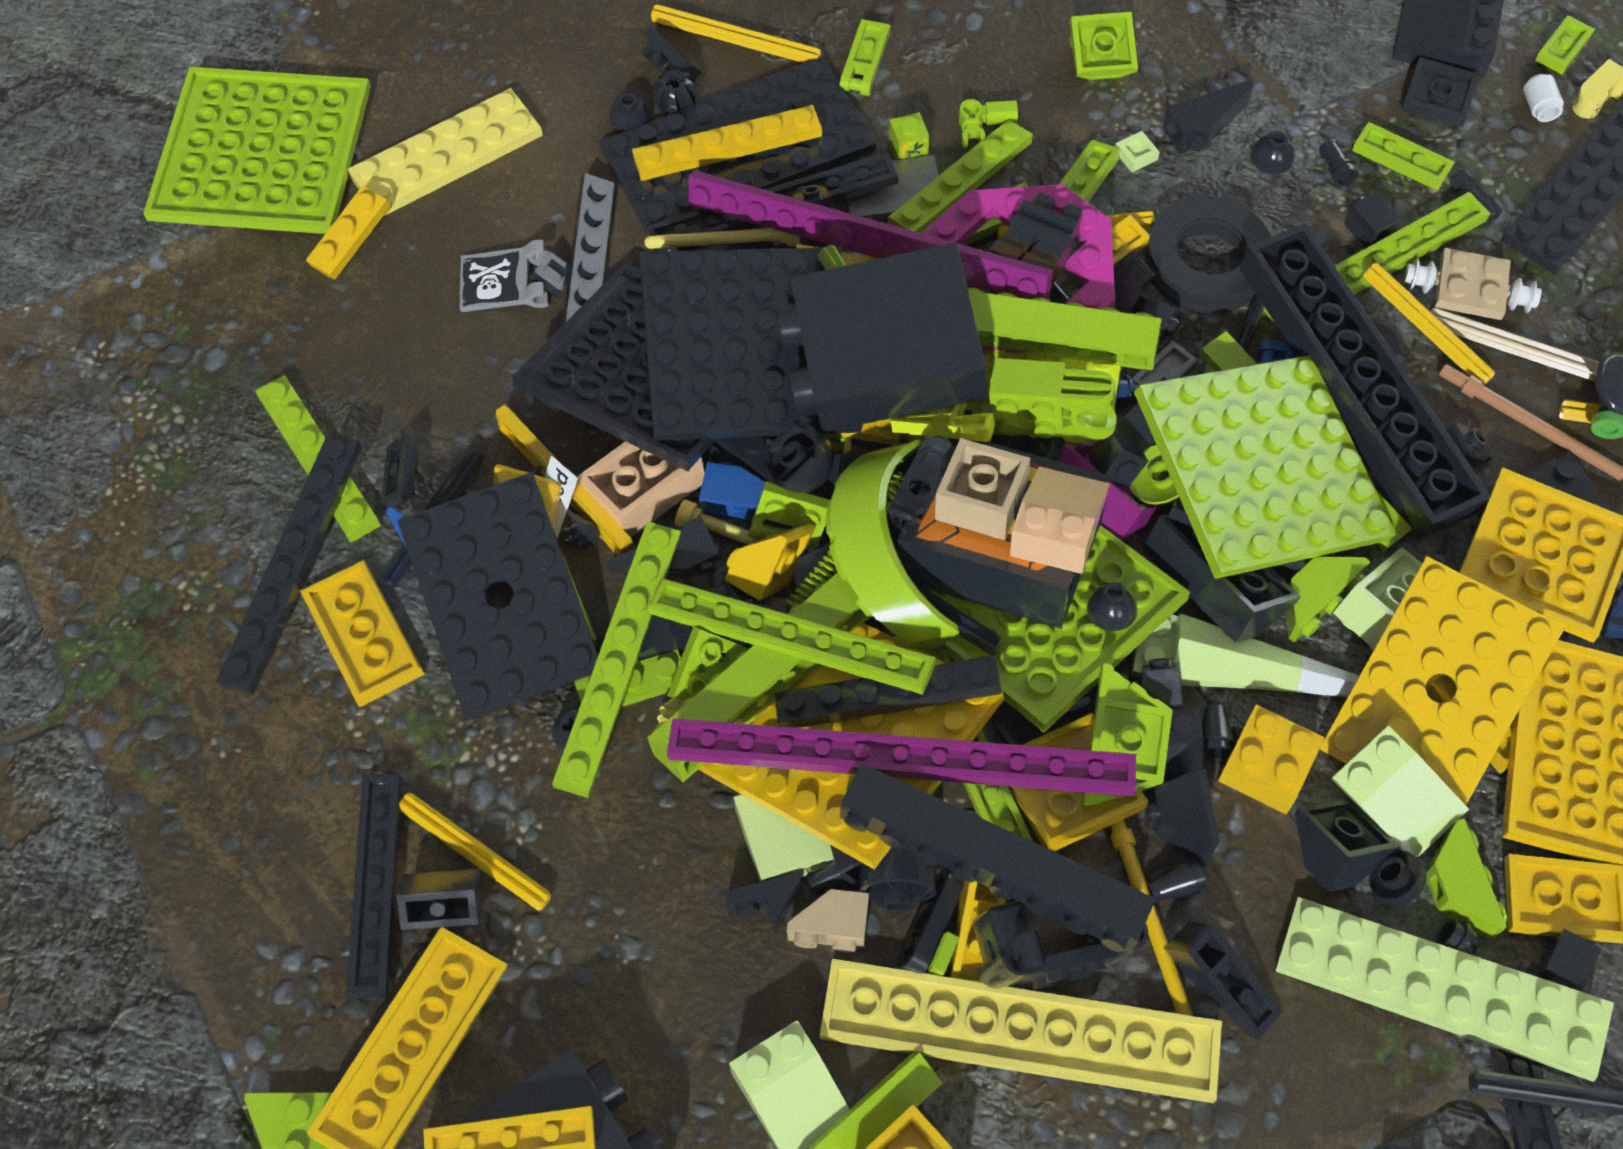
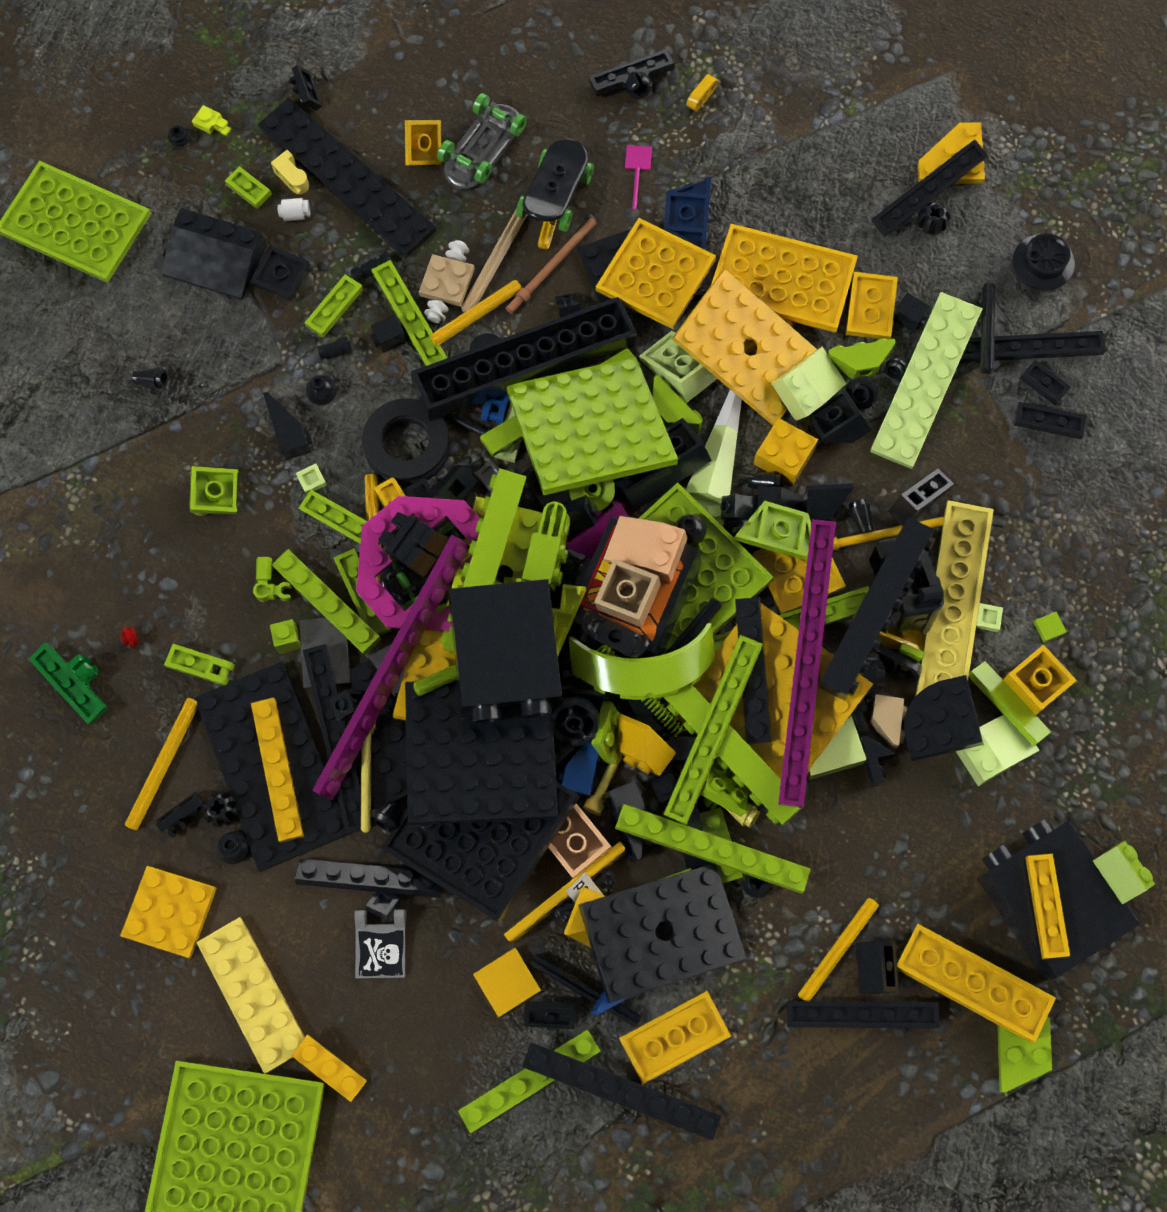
camera: 85 degrees left, 10 degrees up
(447, 424) = (507, 982): none -> yellow tile
(550, 60) = (168, 912): none -> yellow plate
(830, 996) = (942, 720): none -> black plate
(1019, 1090) = (989, 617): none -> yellowish green plate

